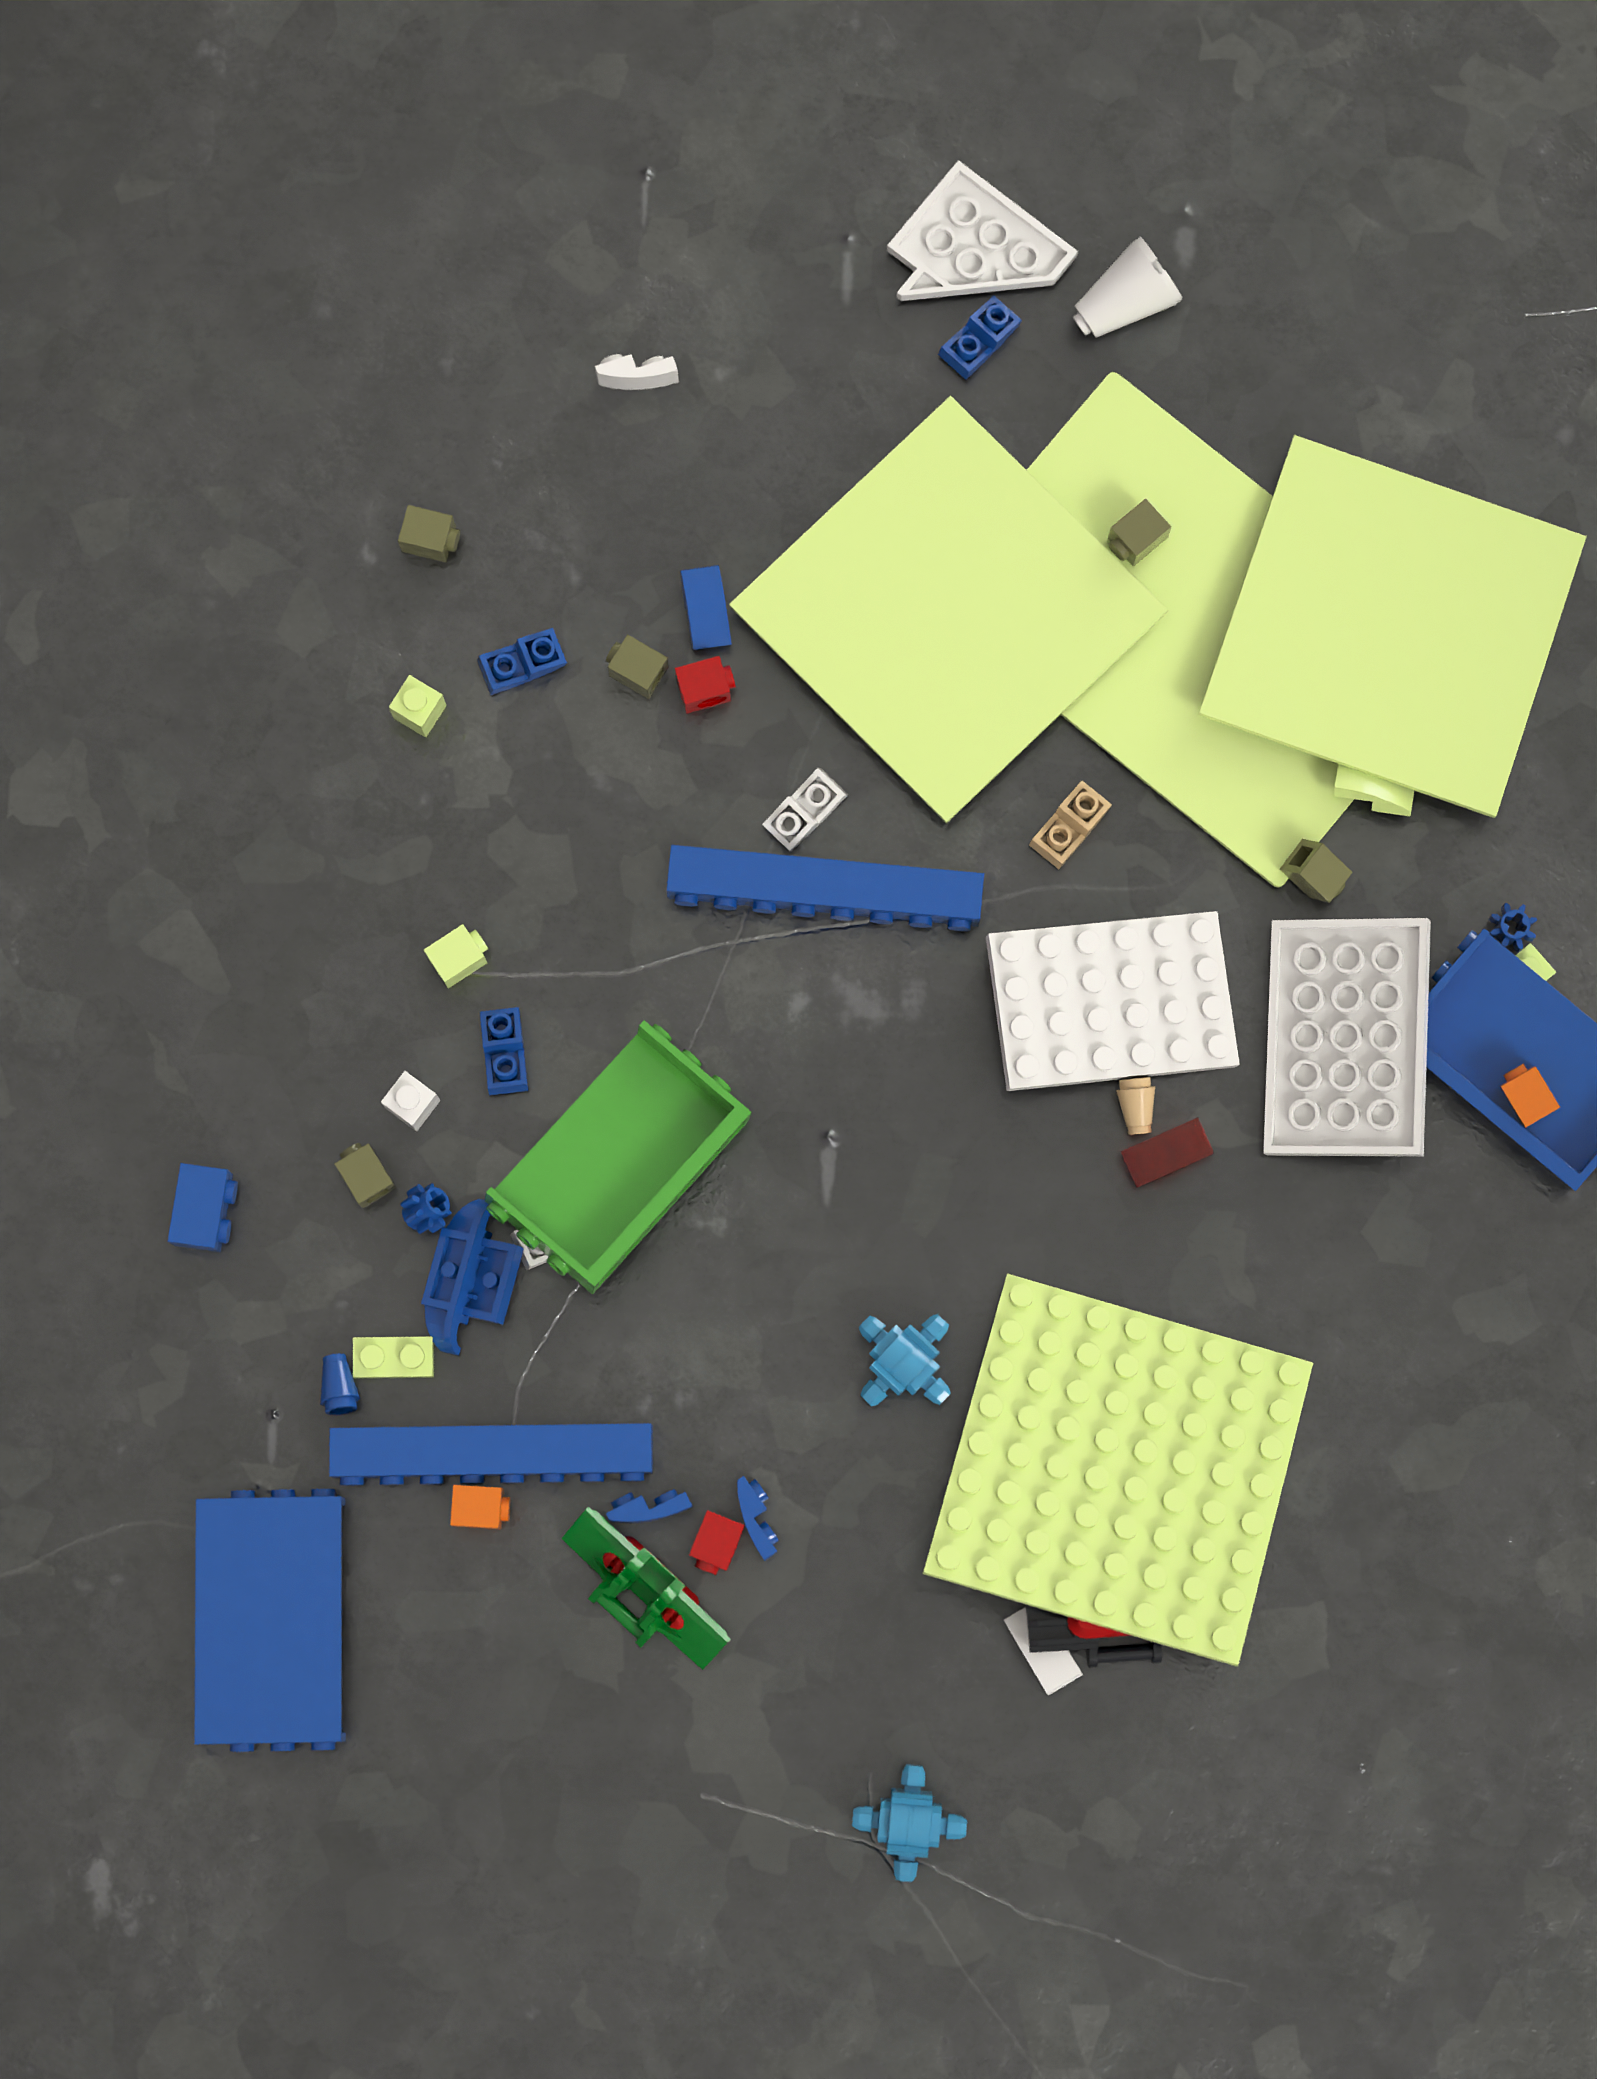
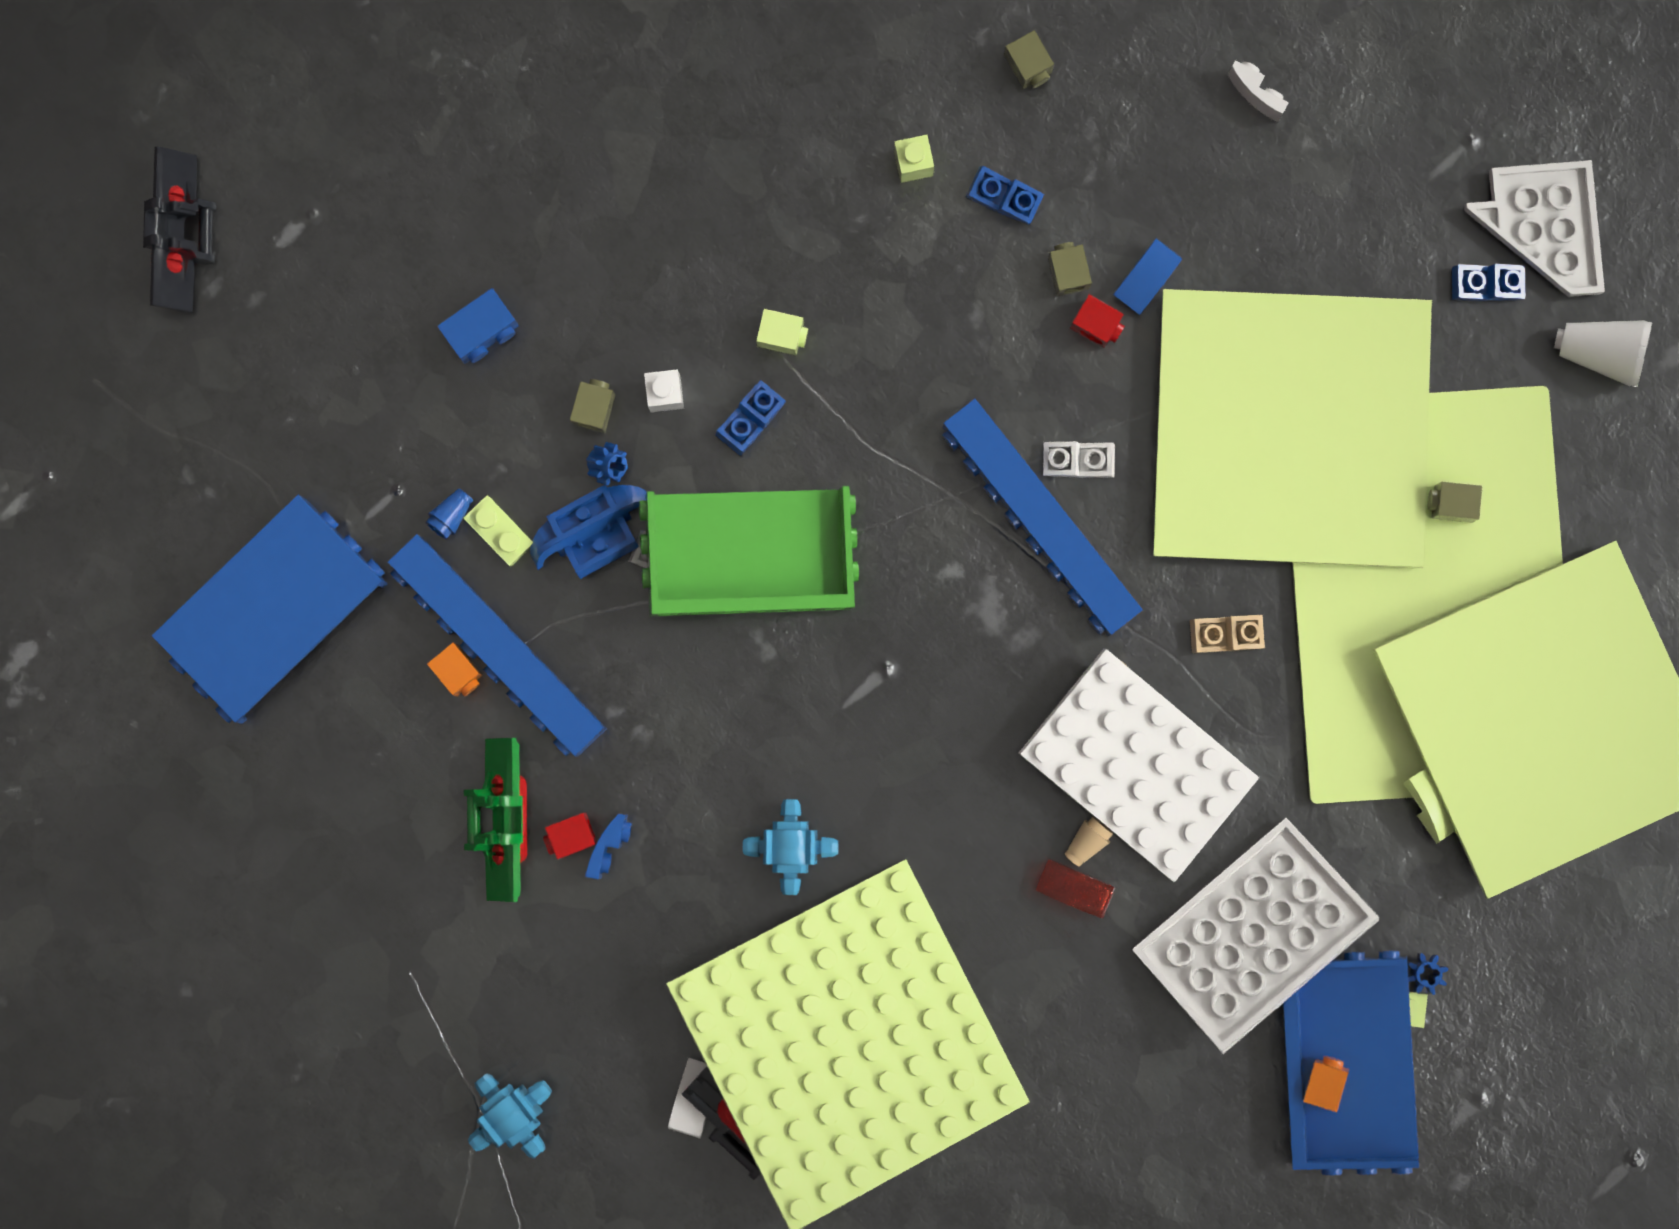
camera: 50 degrees right, 5 degrees up
(635, 1510) = (541, 766): blue slope -> none
(1316, 870) = (1344, 816): olive brick -> none

